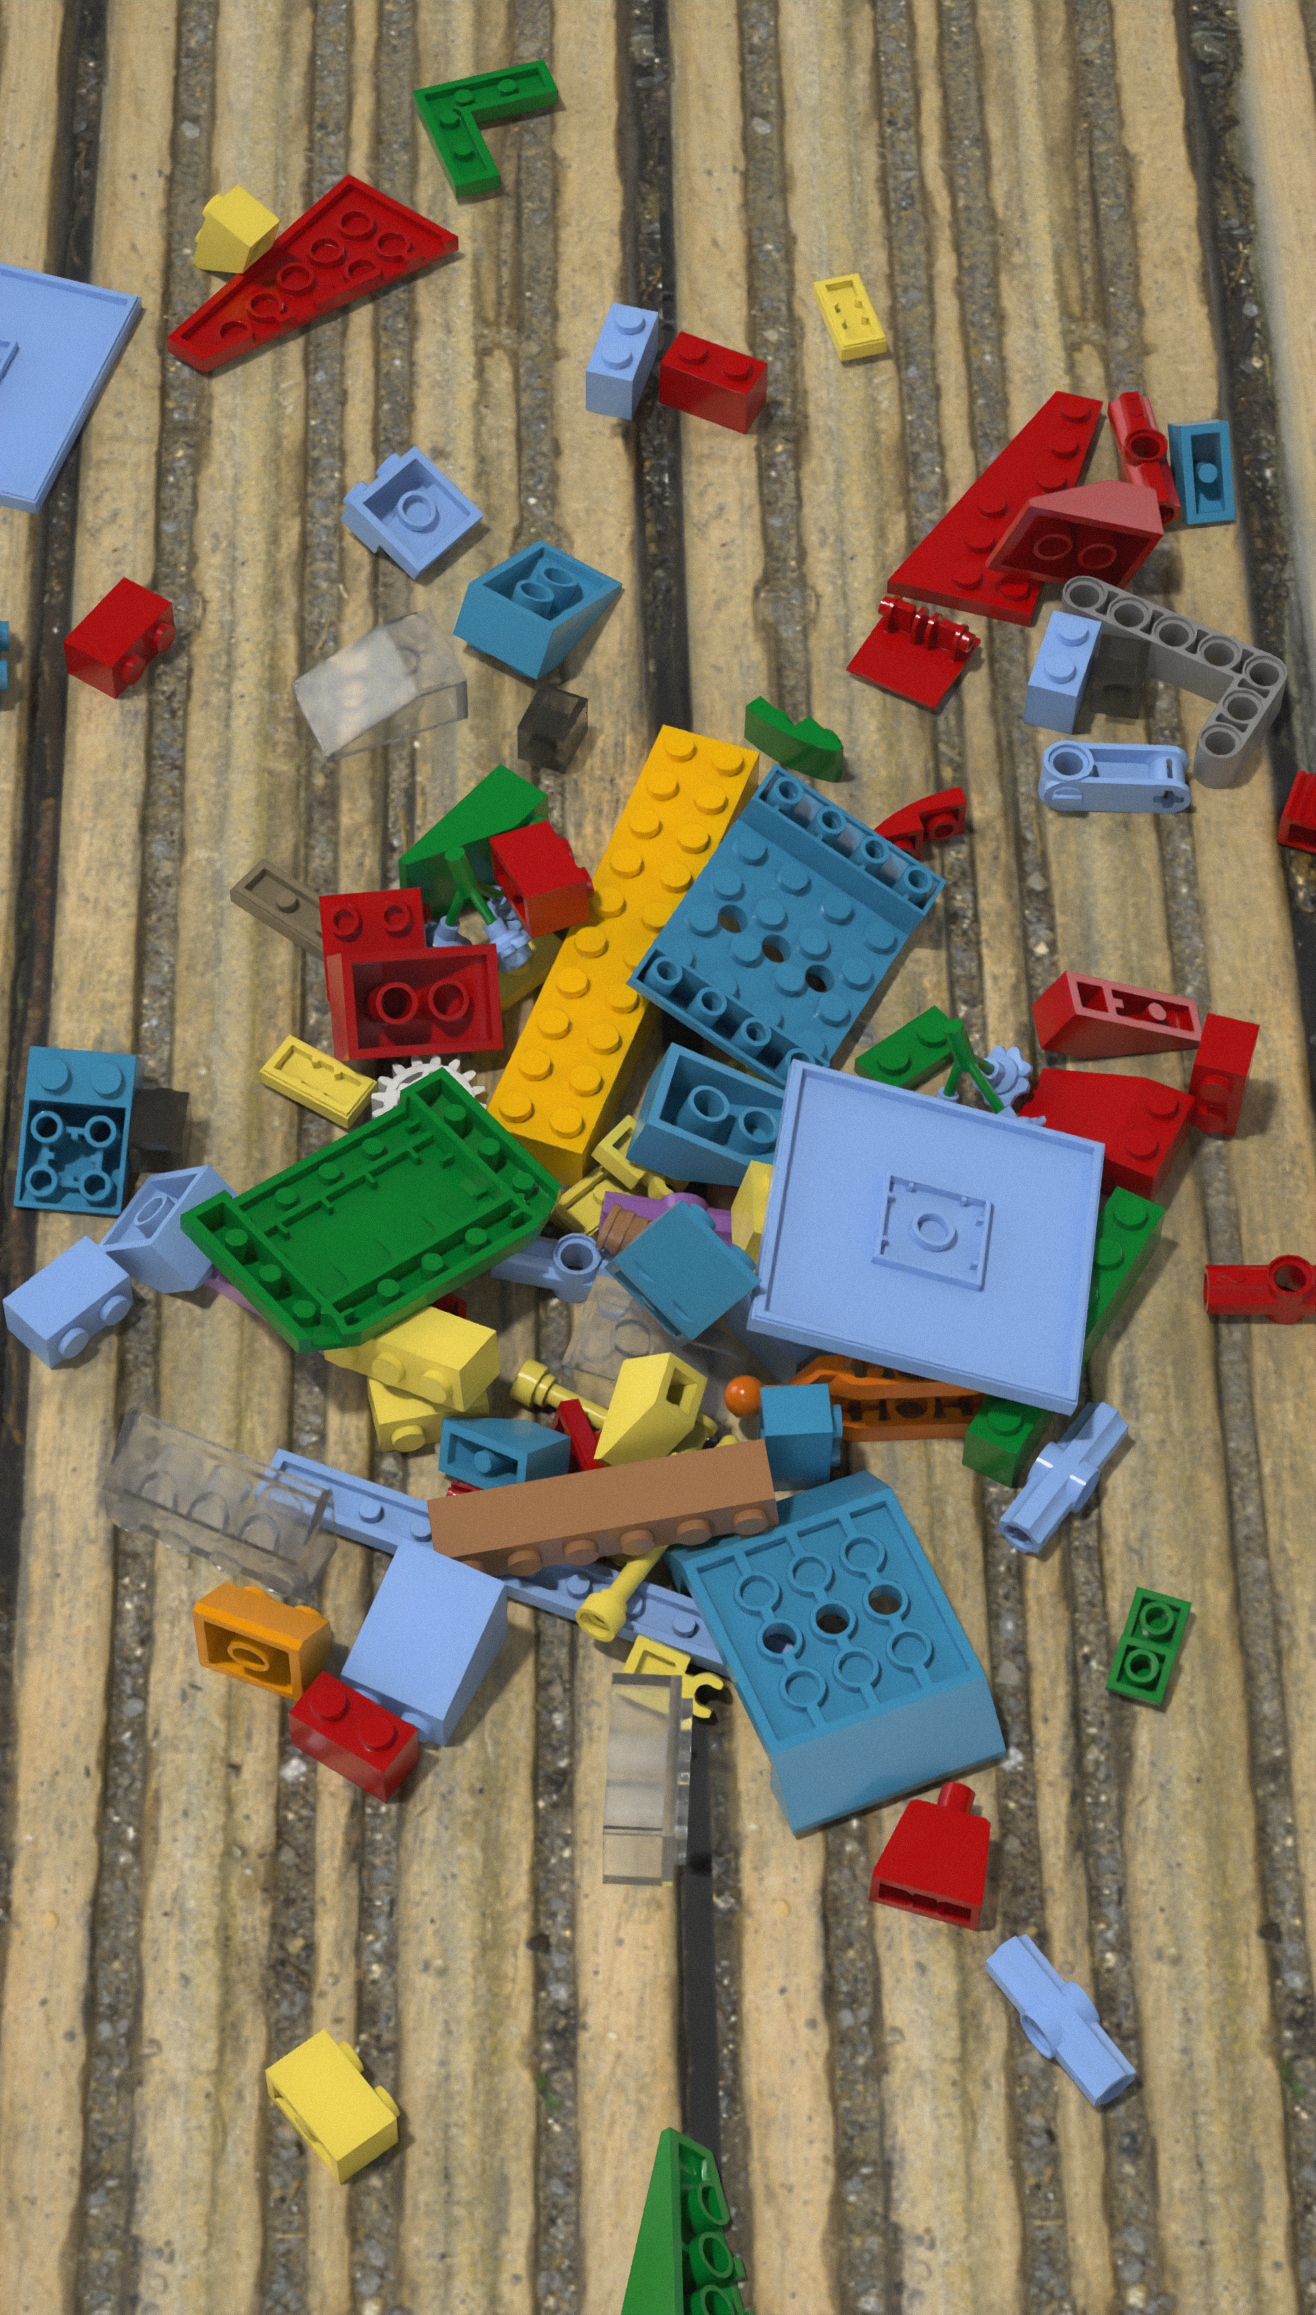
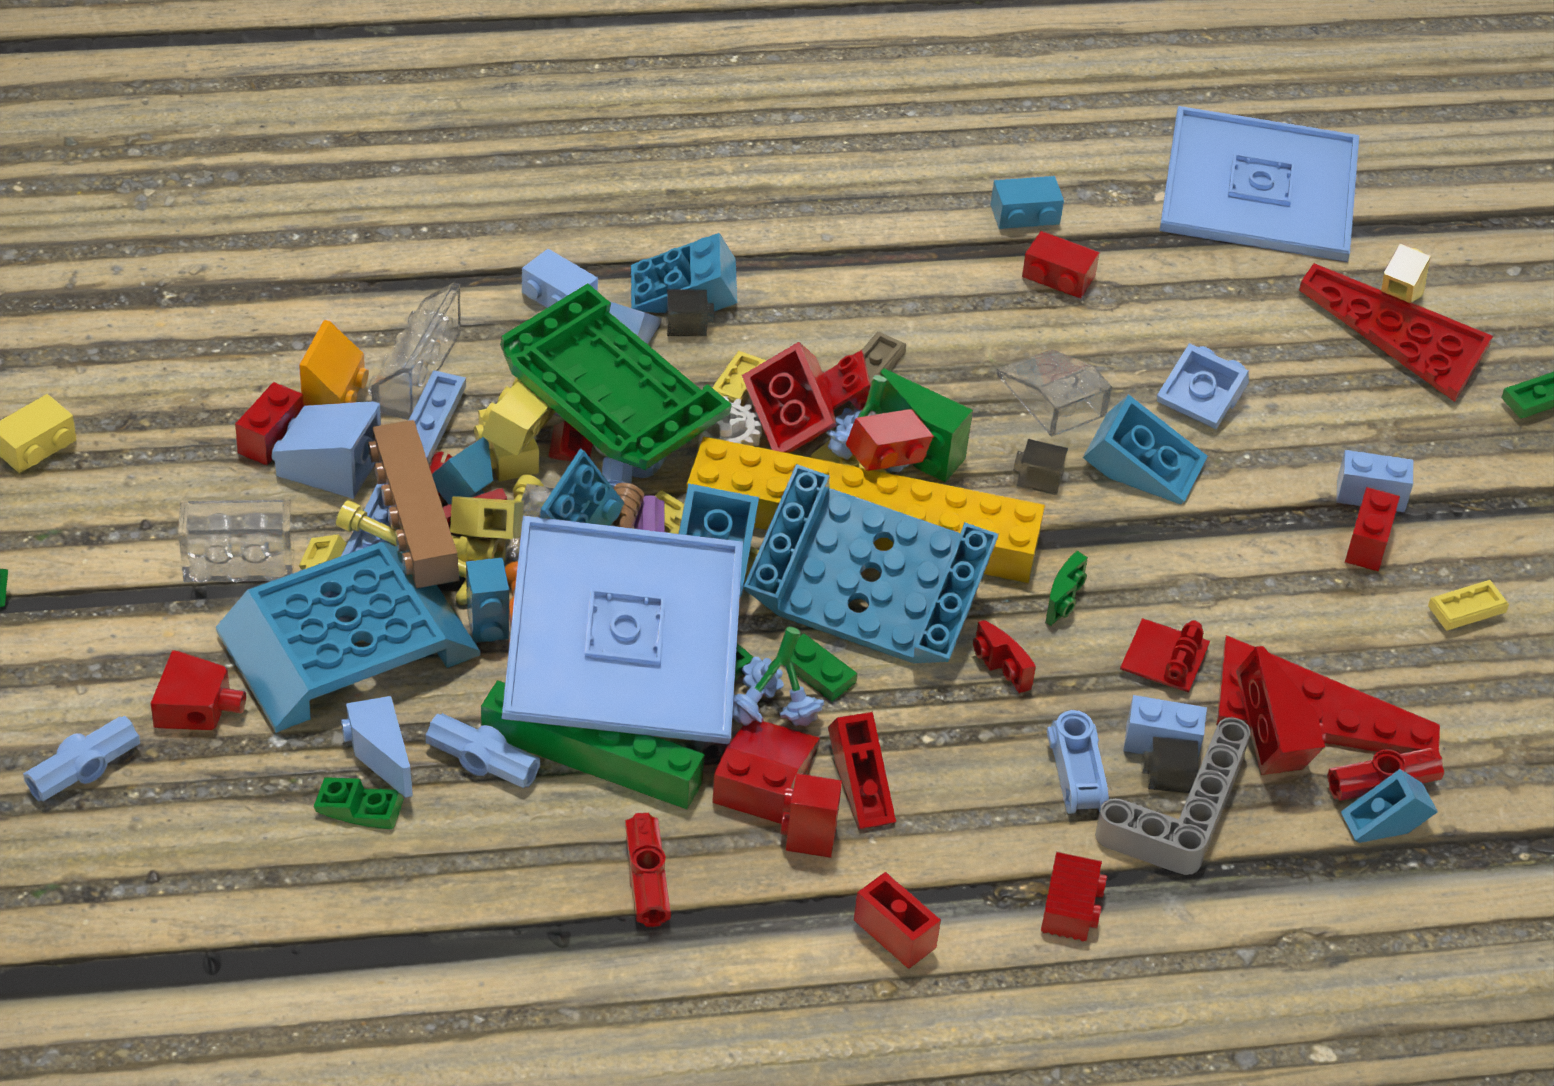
camera: 80 degrees right, 10 degrees down
(1051, 1603) = (378, 741): none -> light blue slope

